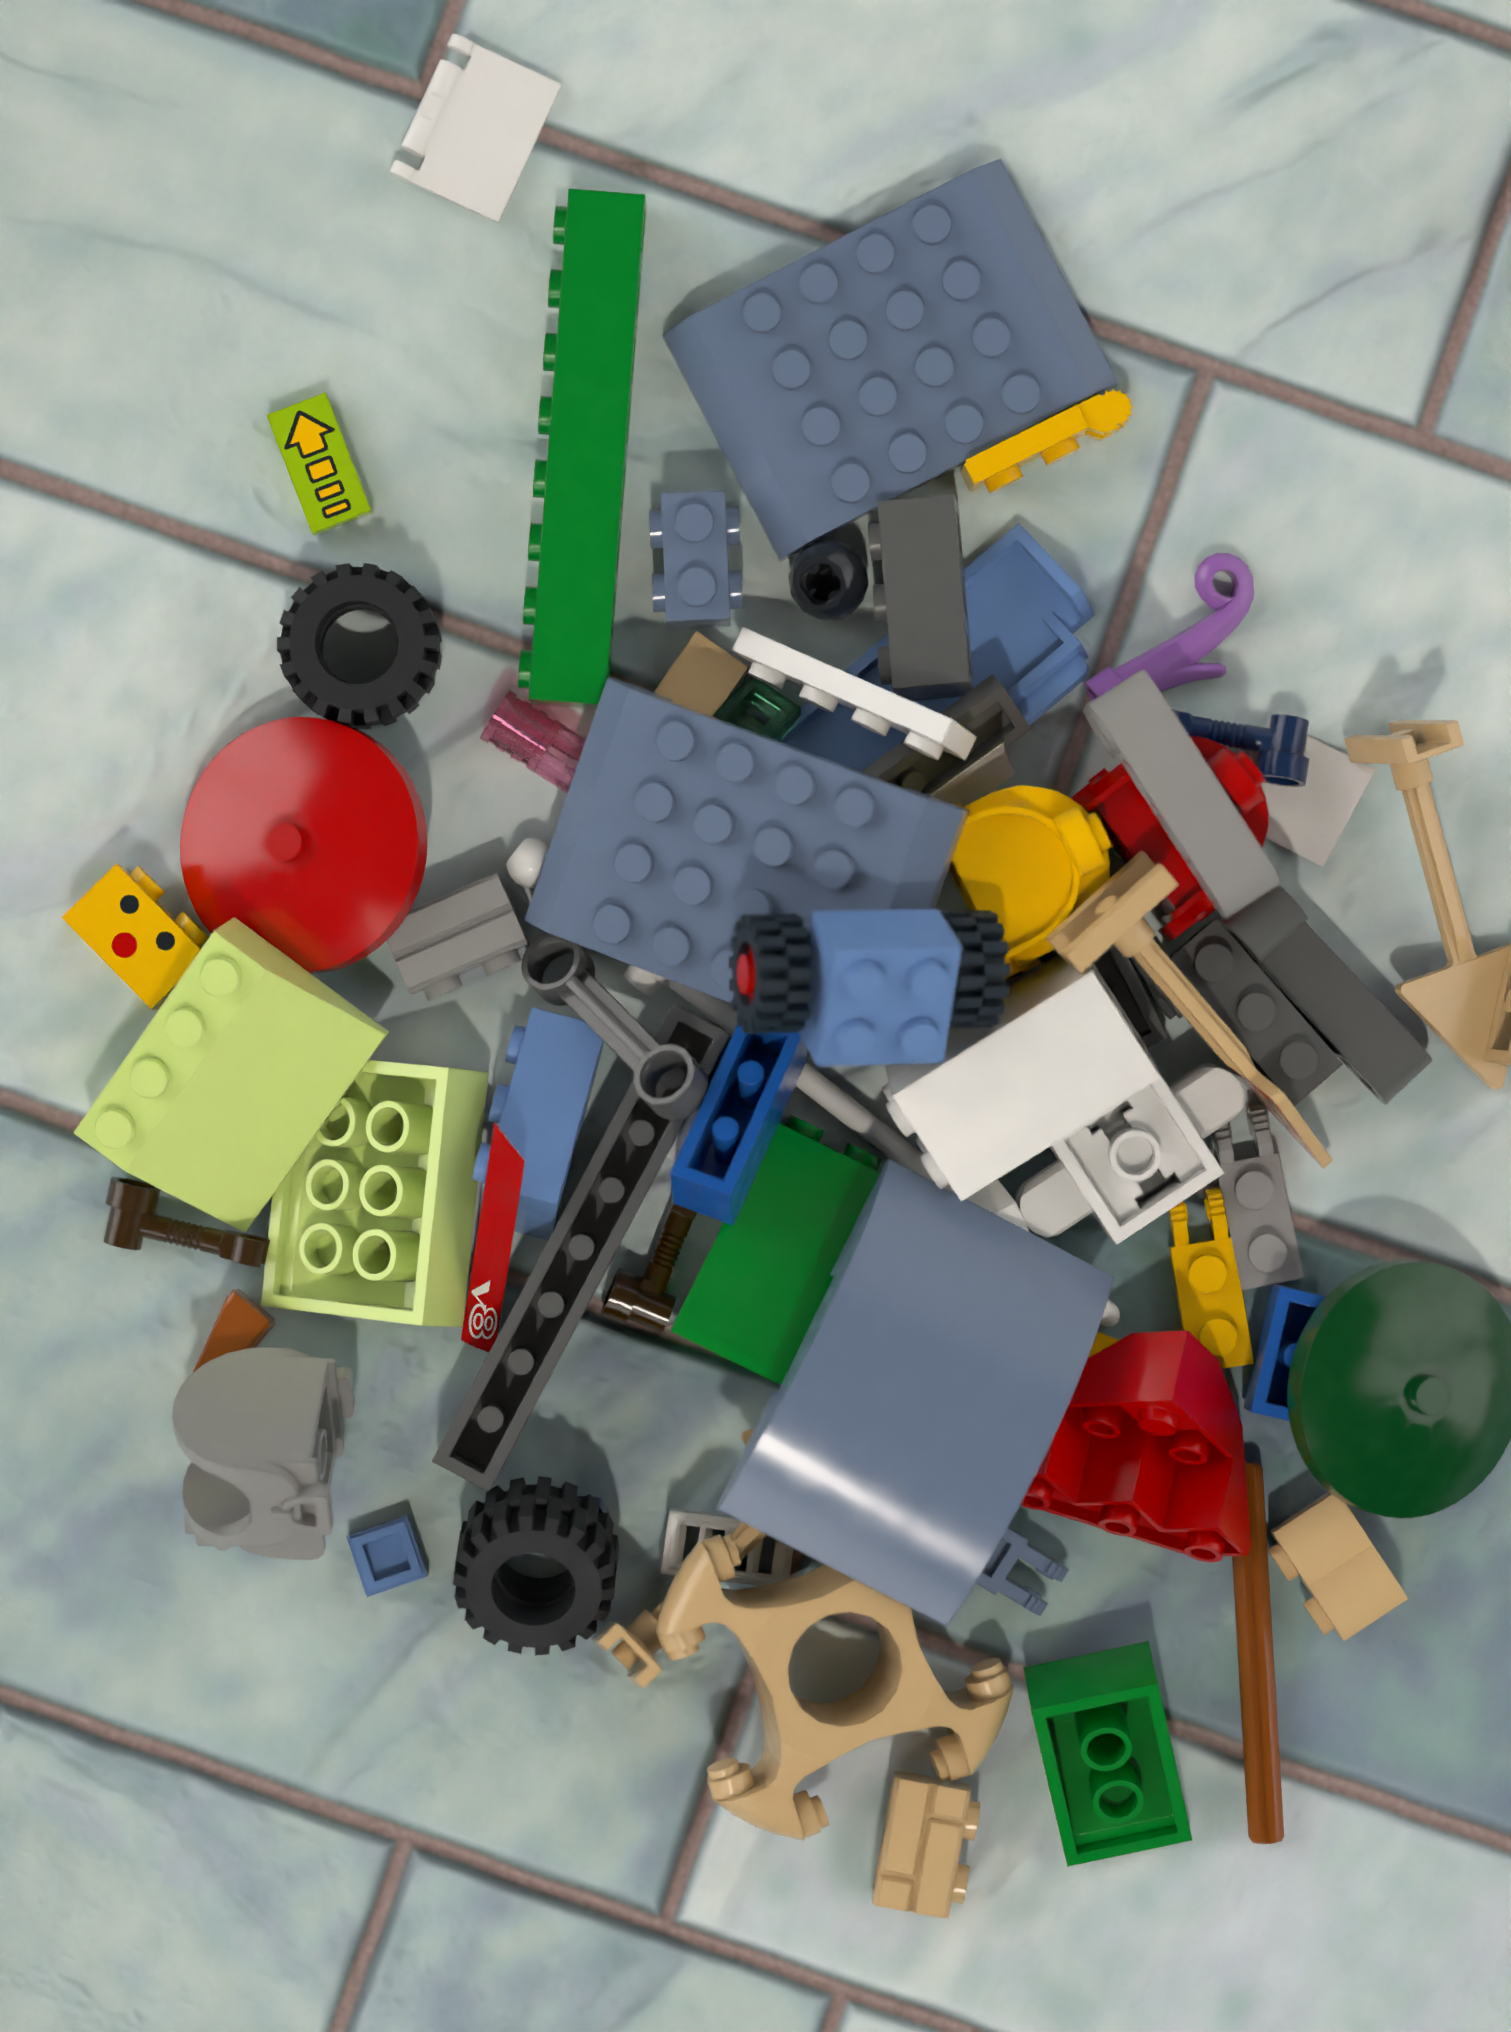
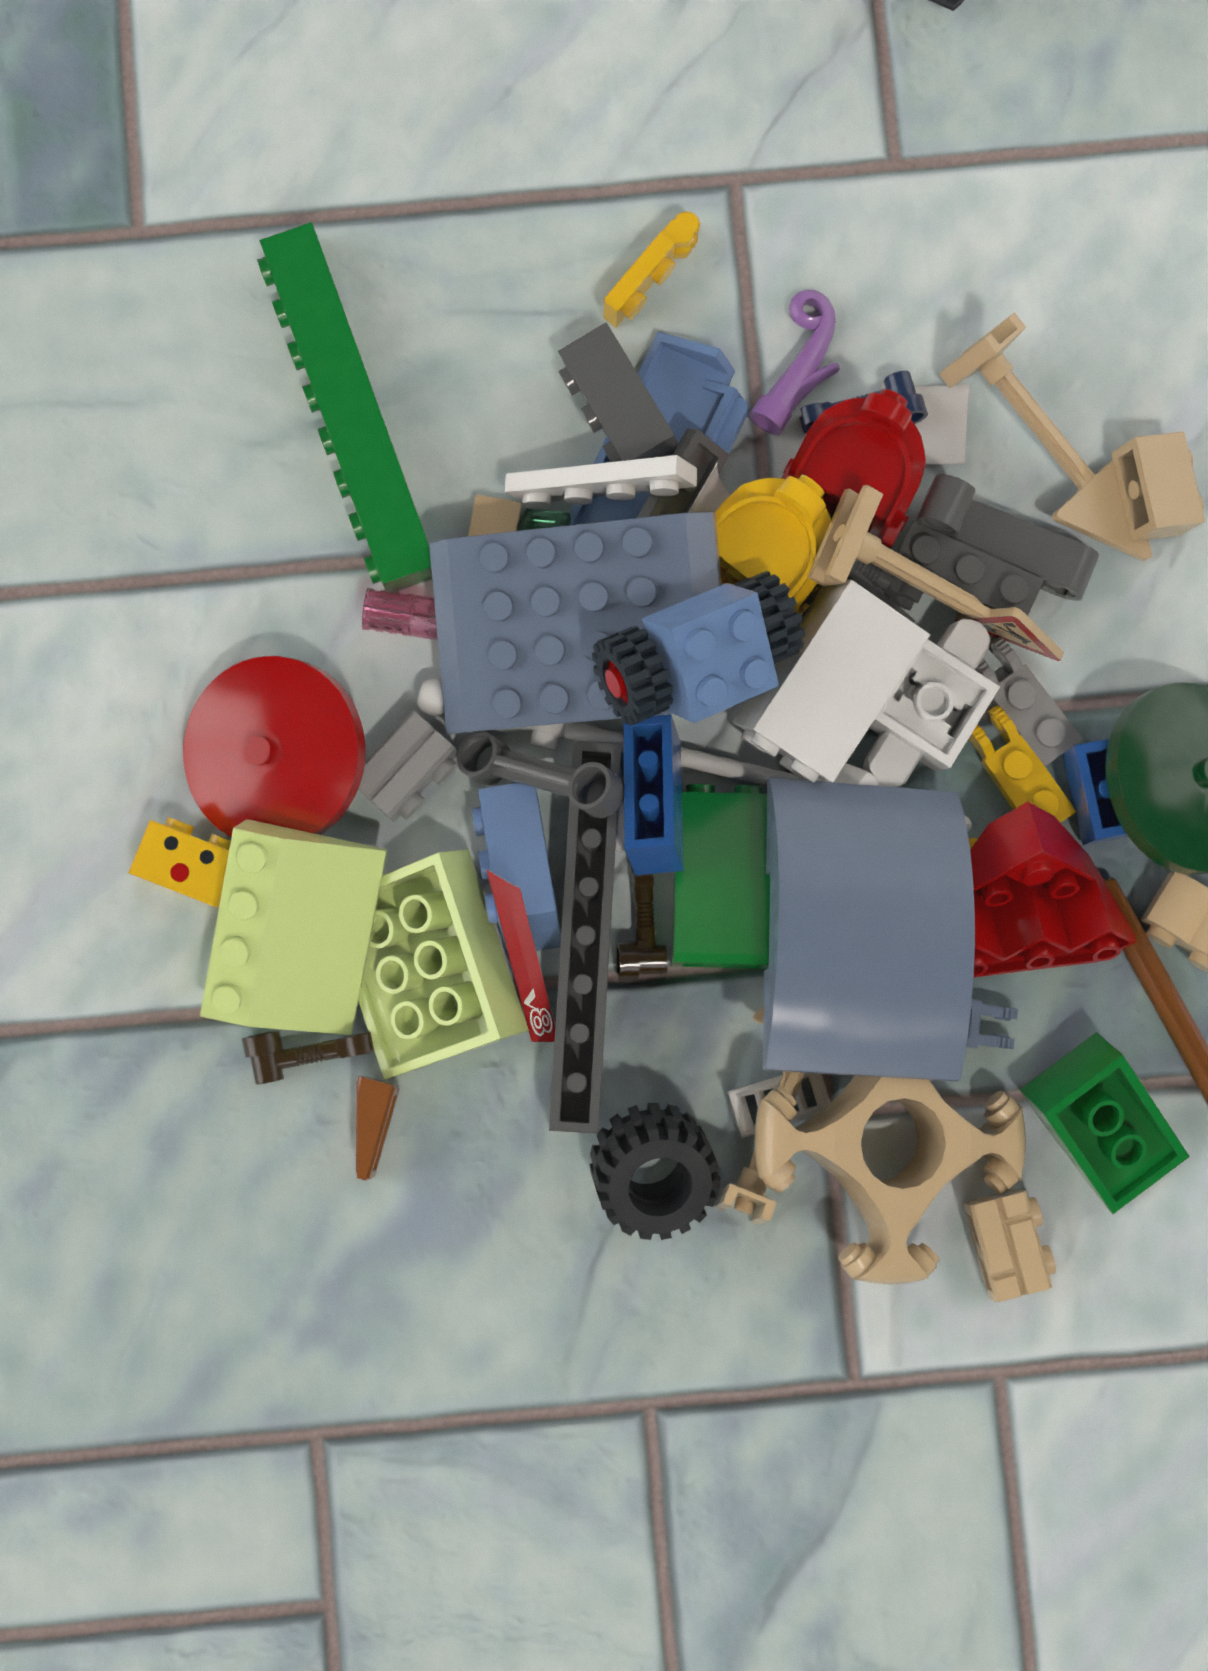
camera: 25 degrees left, 5 degrees down
(262, 1450) = (427, 1176): light grey animal -> none
(319, 464) = (174, 498): lime tile -> none
(325, 602) = (227, 575): black tyre -> none
(387, 1555) = (547, 1213): medium blue tile -> none
(477, 129) = (183, 238): white piece -> none
(695, 542) = (448, 433): sand blue brick -> none
(828, 580) = (548, 420): black piece -> none
(888, 357) = (519, 263): sand blue slope -> none
(1182, 792) = (854, 434): light grey beam -> none

